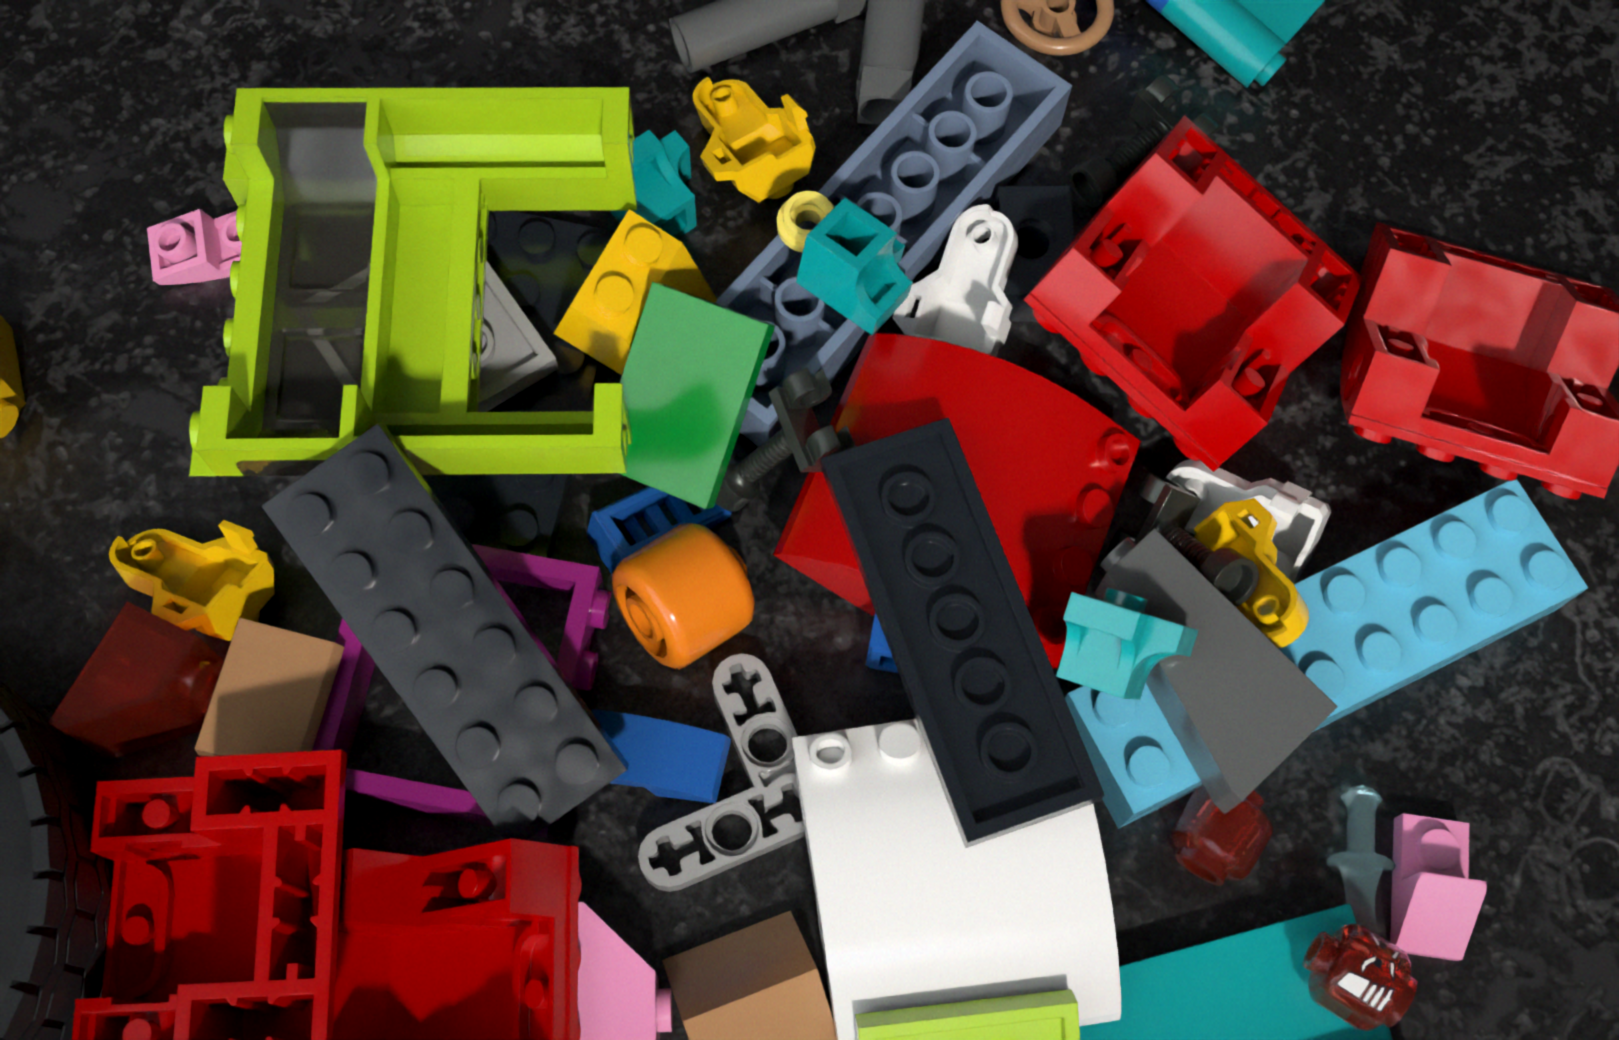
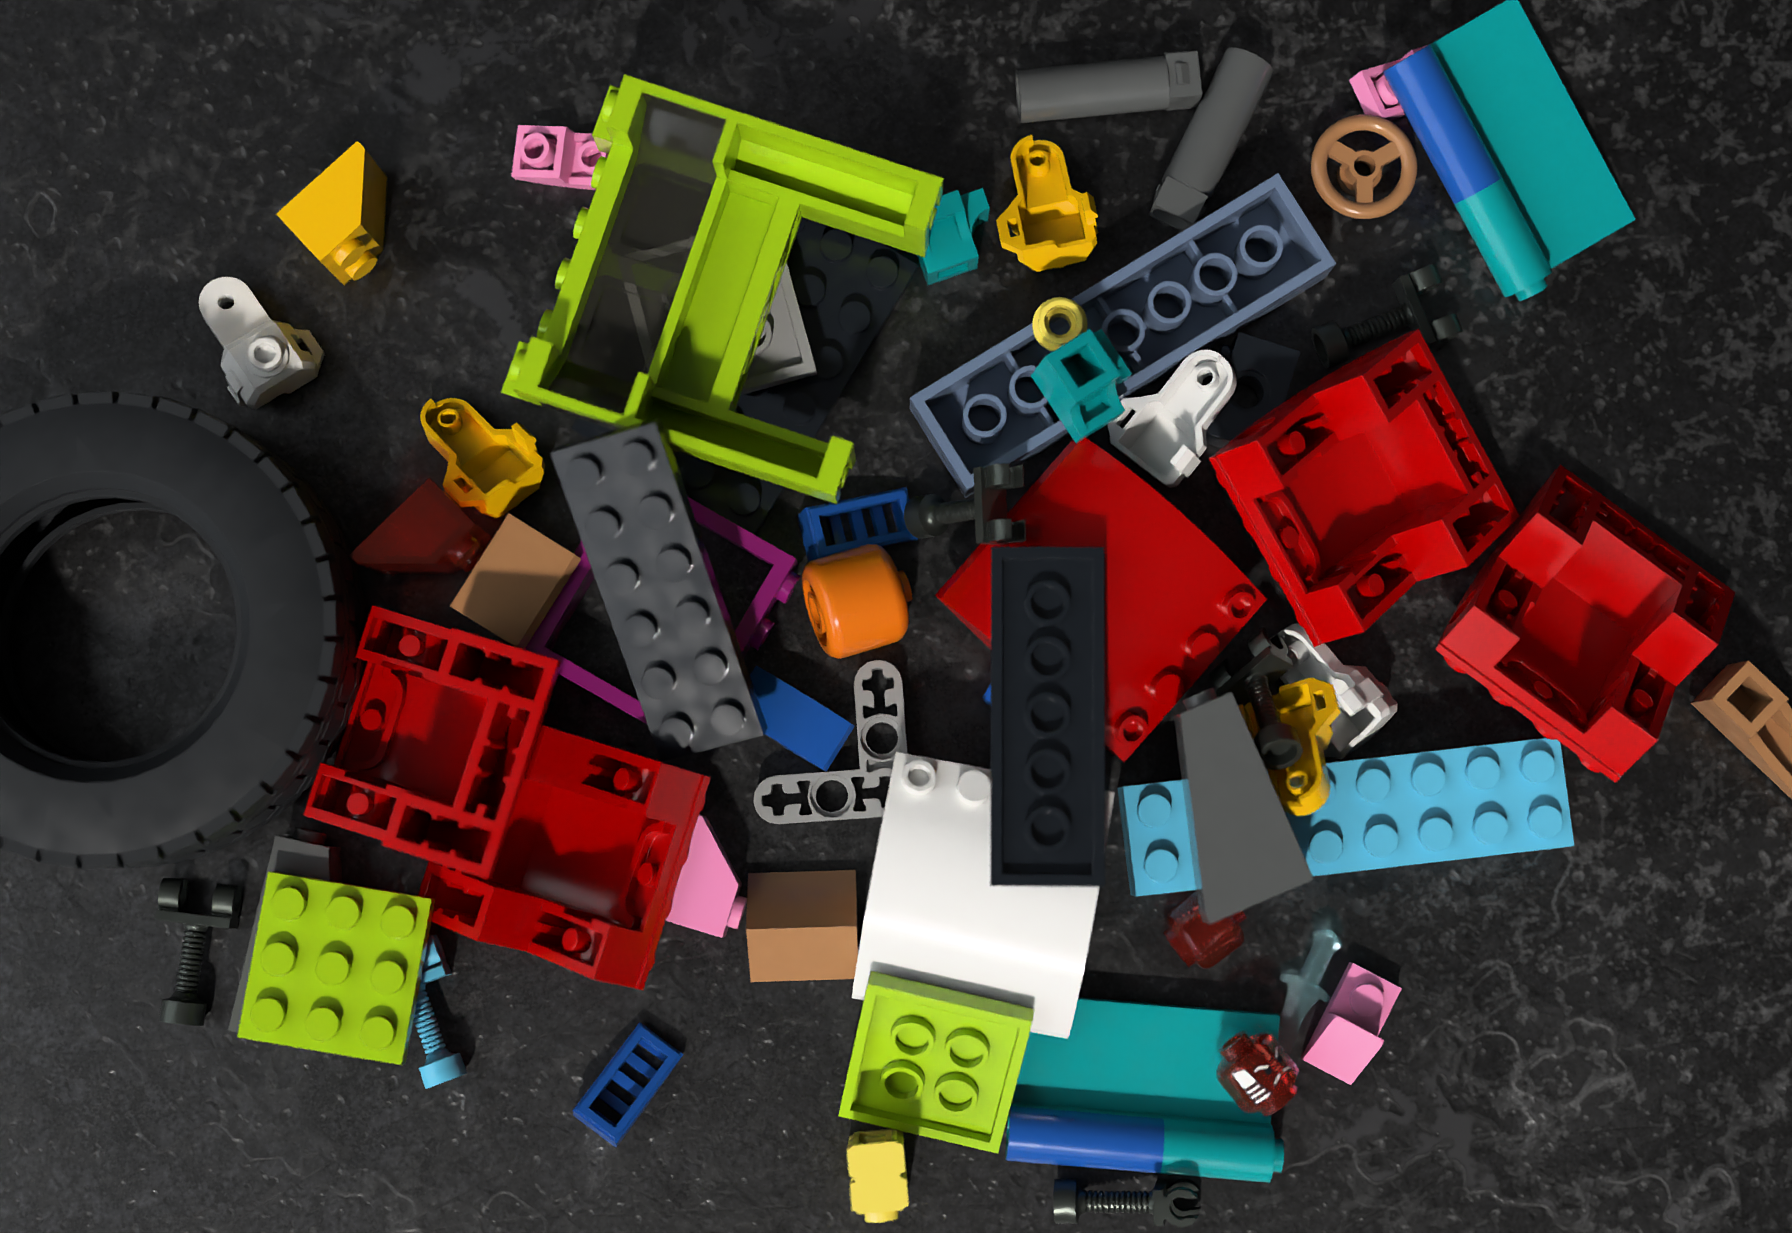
camera: 25 degrees right, 15 degrees up
(615, 292) = (899, 338): yellow slope -> none
(689, 391) = (912, 438): tile -> none
(1117, 644) = (1161, 774): brick -> none

